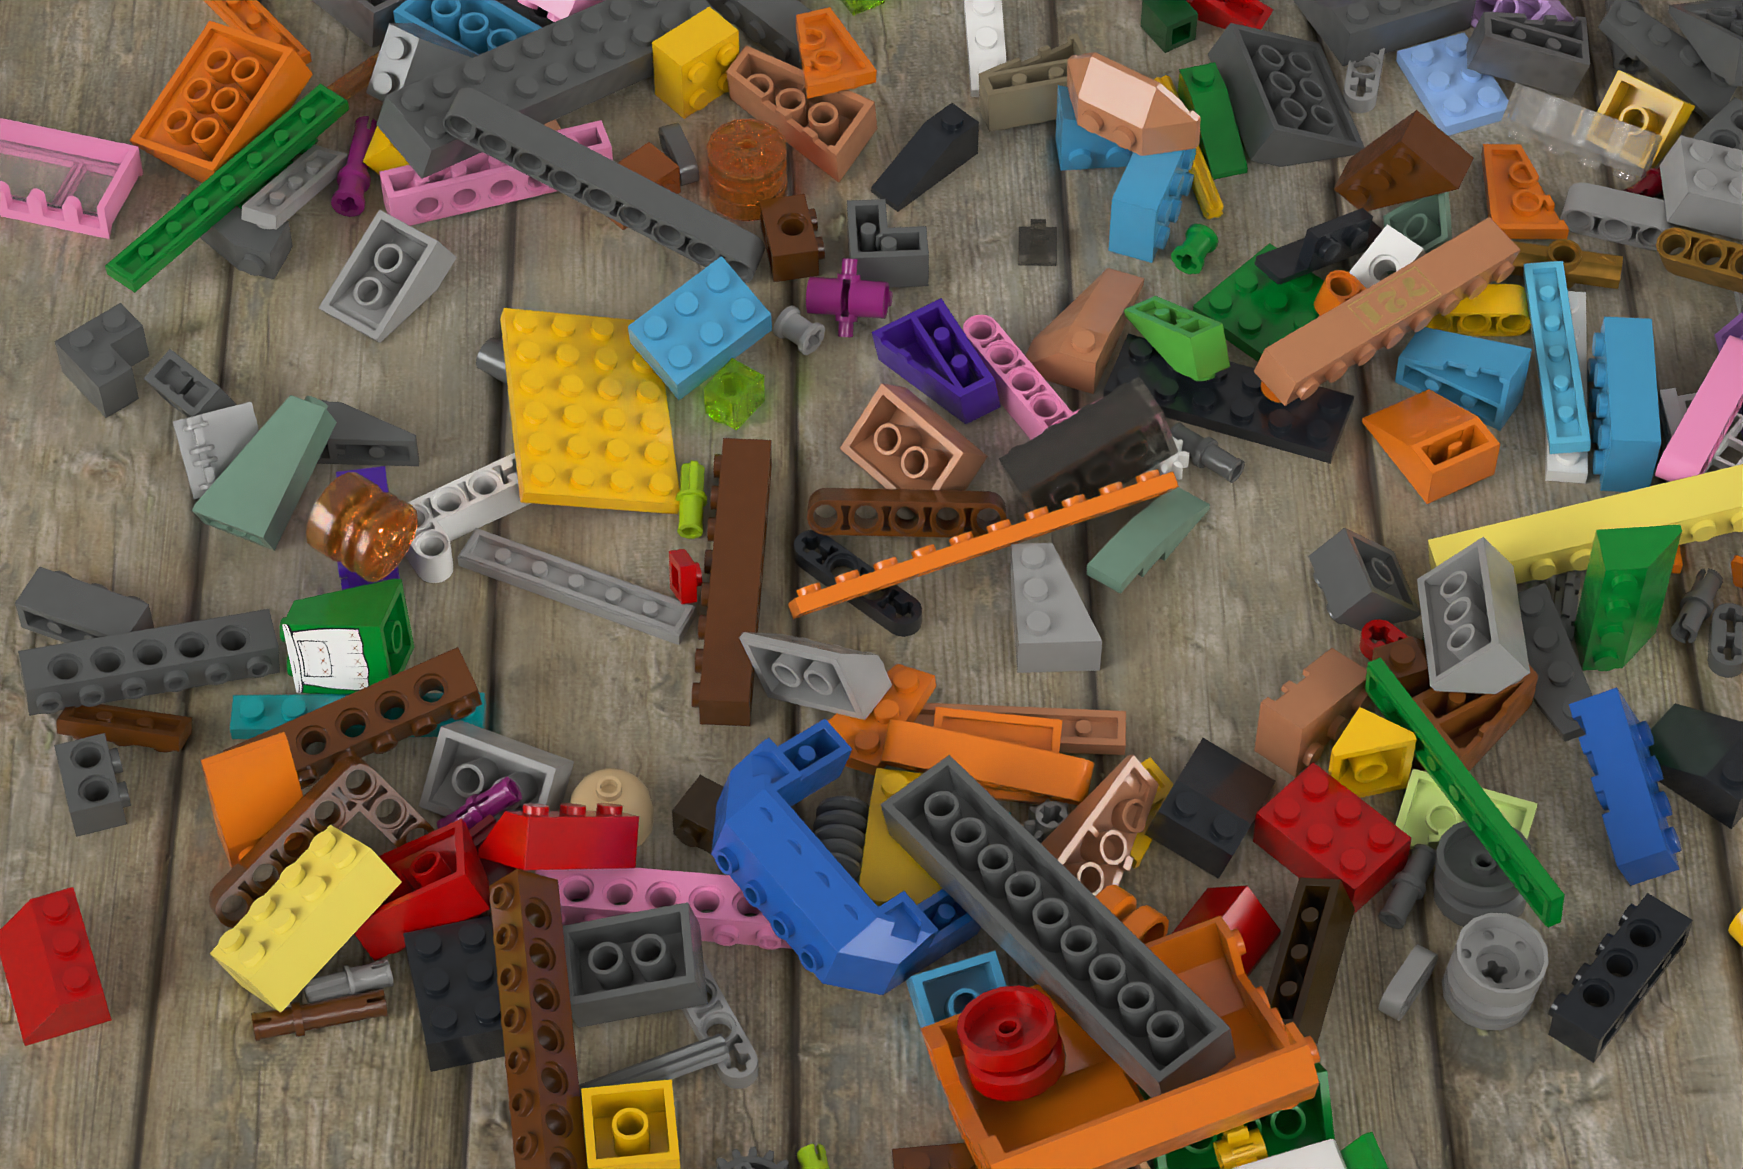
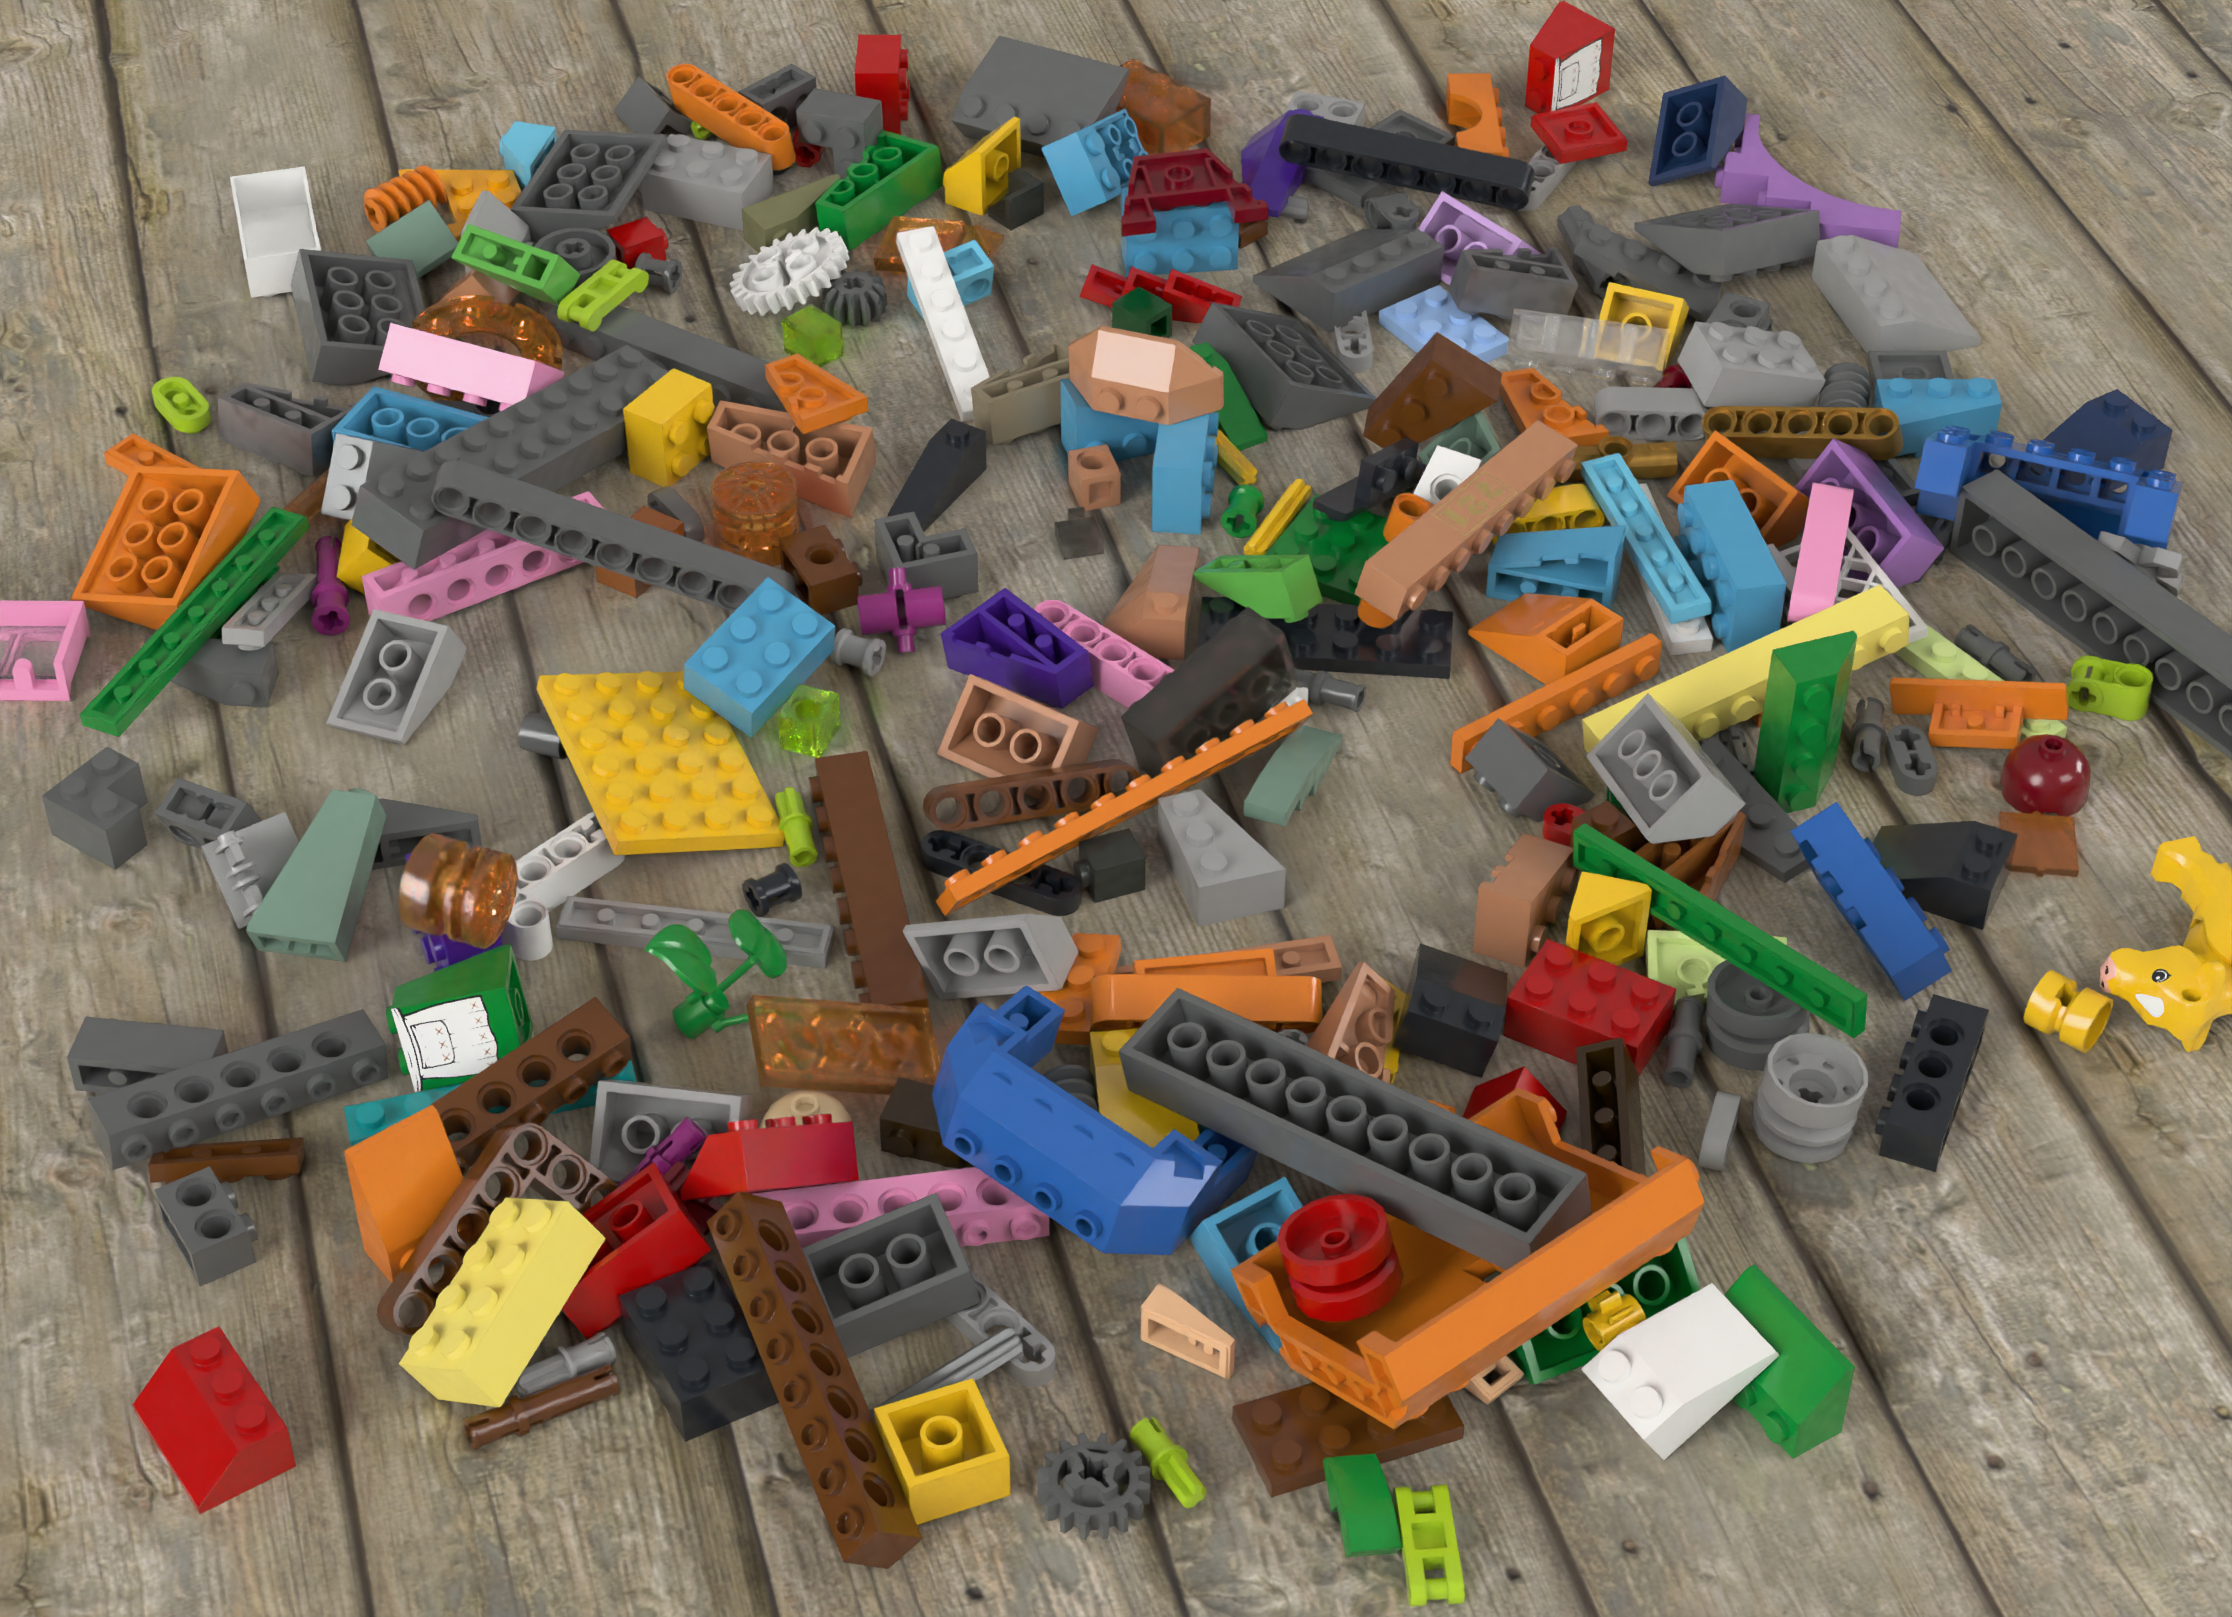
camera: 15 degrees left, 10 degrees down
(542, 633) = (692, 961): none -> green plant
(649, 559) = (772, 889): none -> black bush
(659, 733) = (840, 1044): none -> clear orange plate
(684, 576) = (814, 896): red plate -> none
(869, 1067) = (1186, 1332): none -> light nougat slope
(954, 598) = (1111, 865): none -> pearl dark grey brick
(1069, 186) = (1094, 477): none -> nougat brick
(1225, 263) = (1278, 518): none -> yellow axle
(1426, 509) = (1566, 696): none -> orange plate
(1683, 324) = (1772, 501): none -> orange slope

